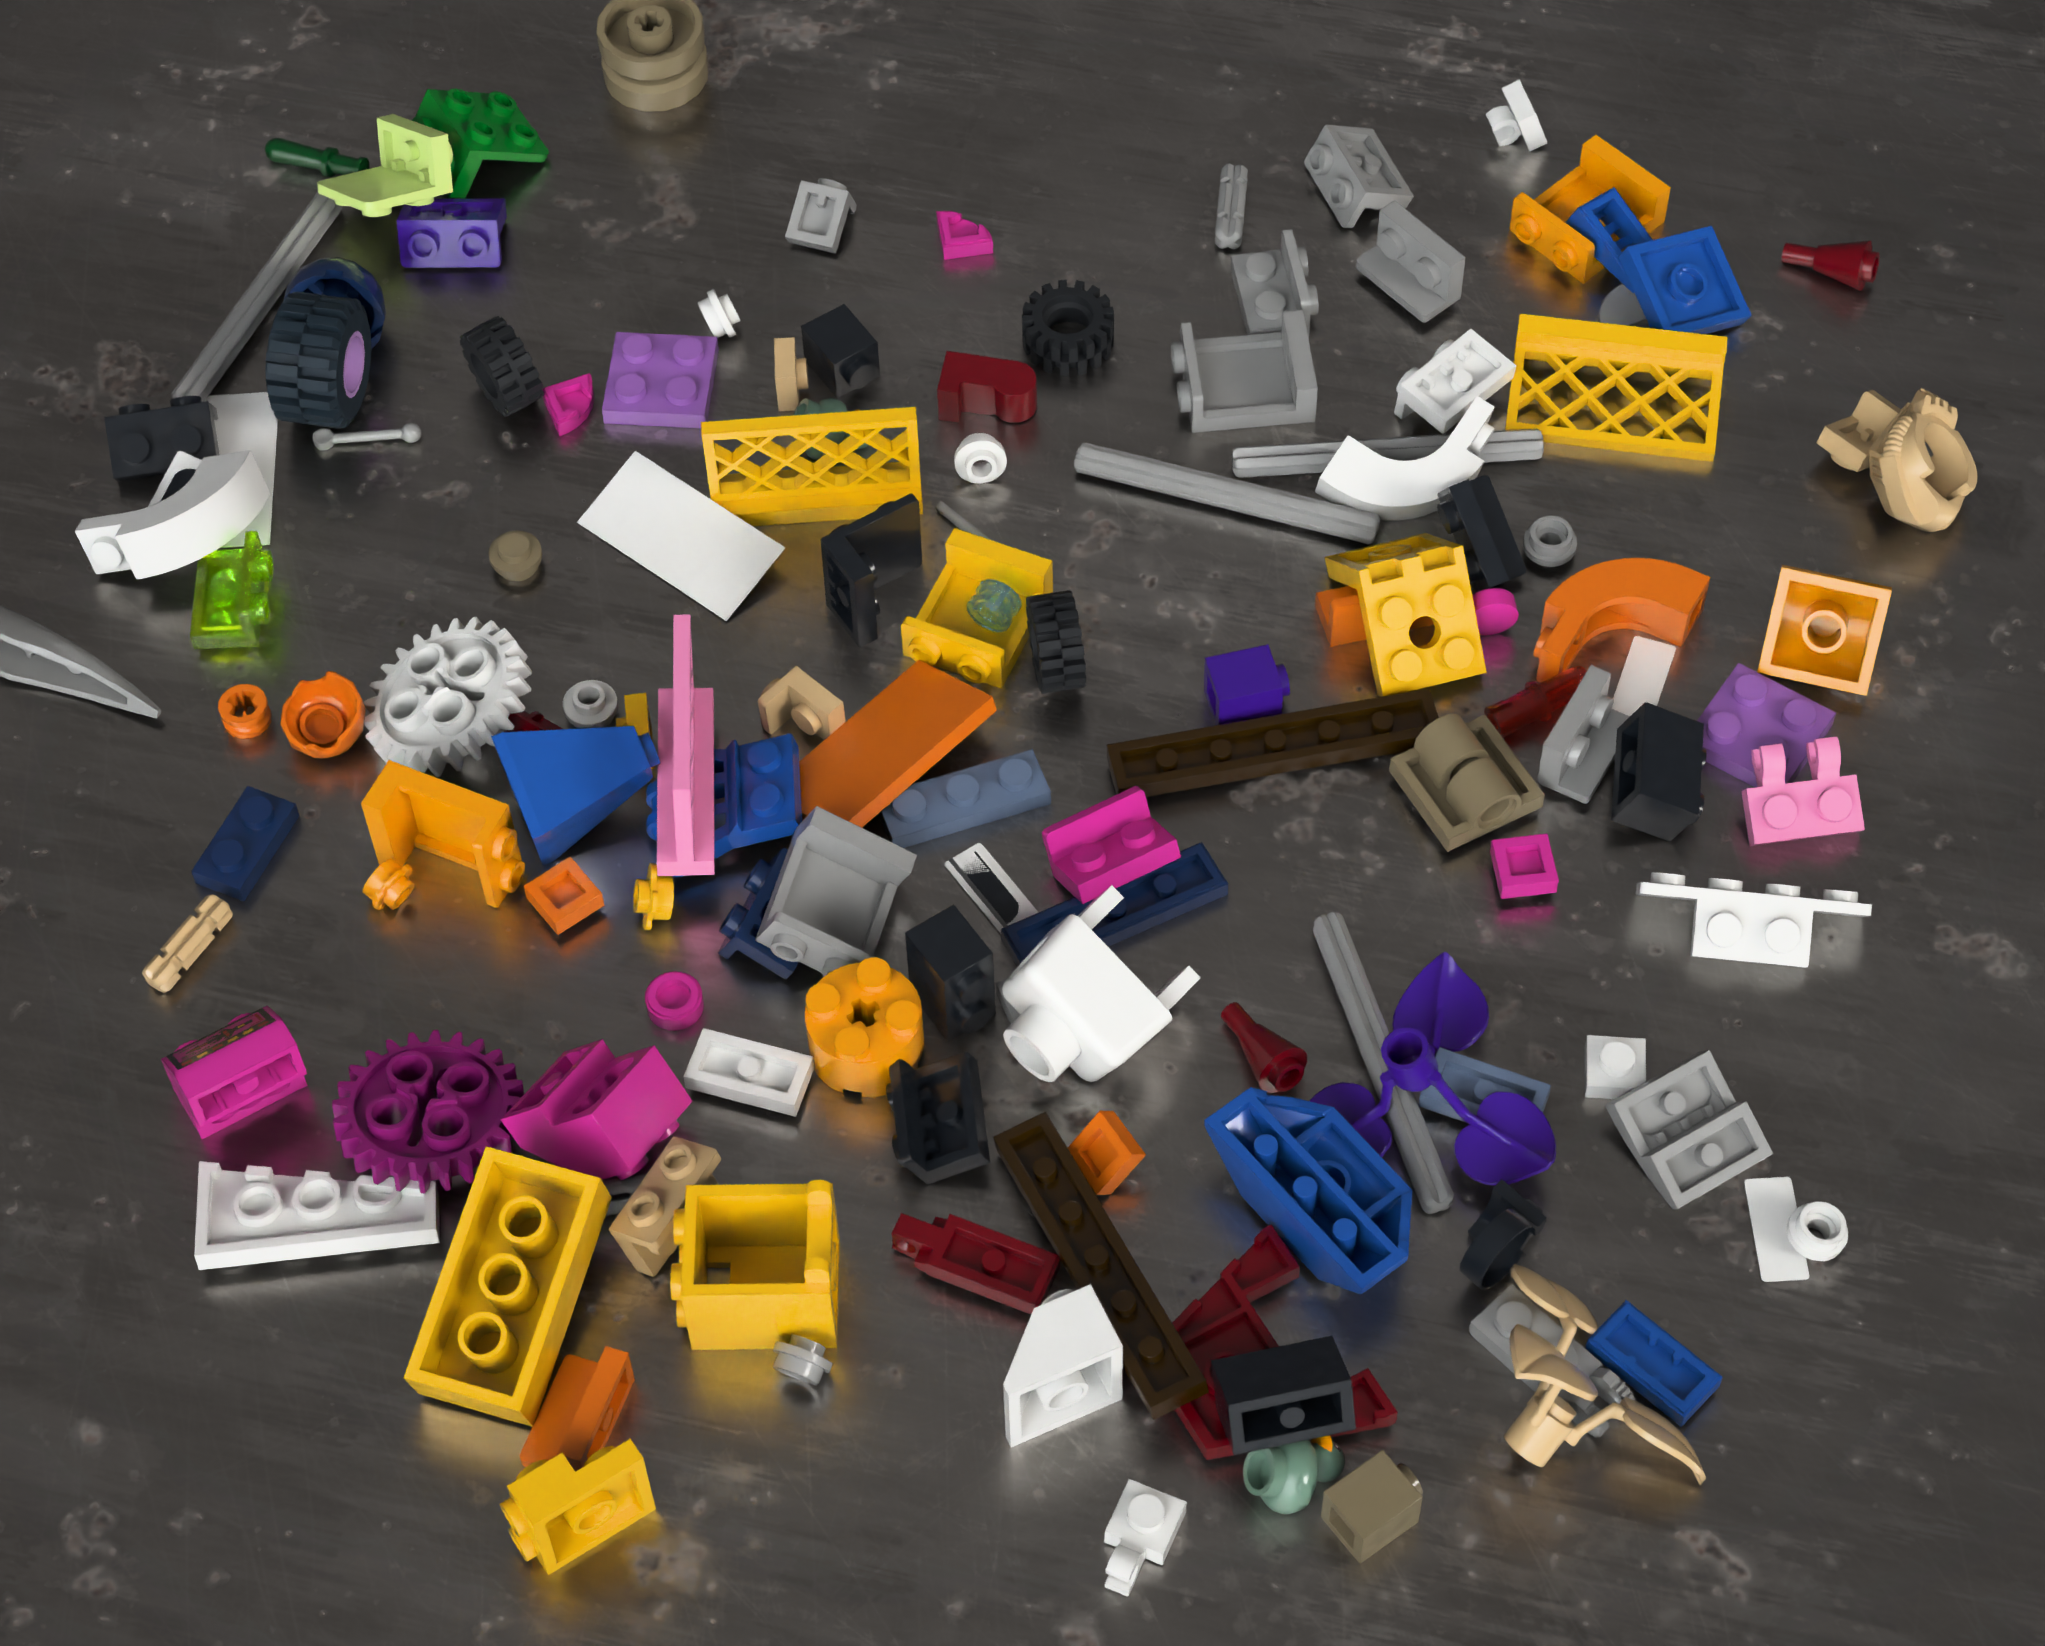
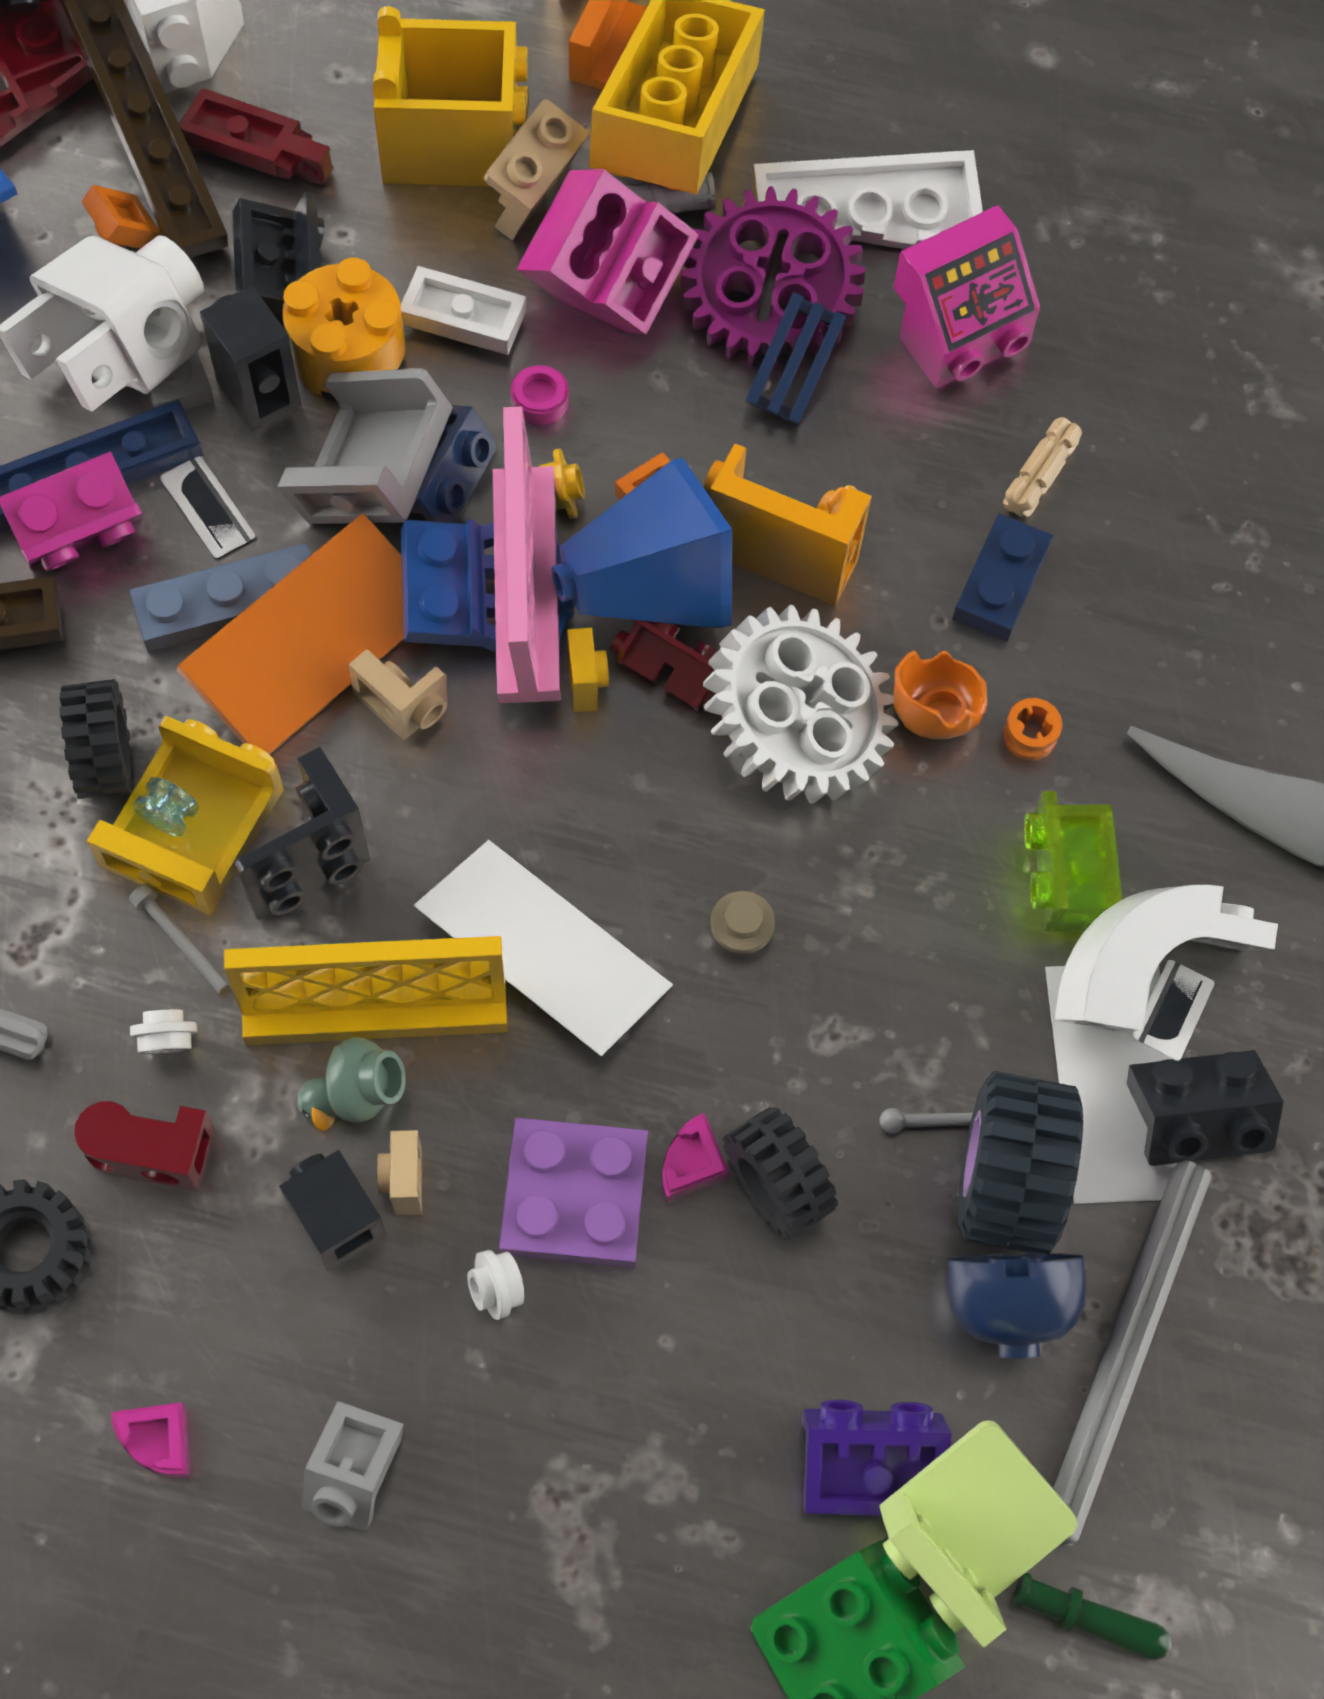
camera: 175 degrees right, 10 degrees up
(407, 1014) = (816, 313): none -> dark blue tile
(593, 715) = (641, 734): white plate -> none

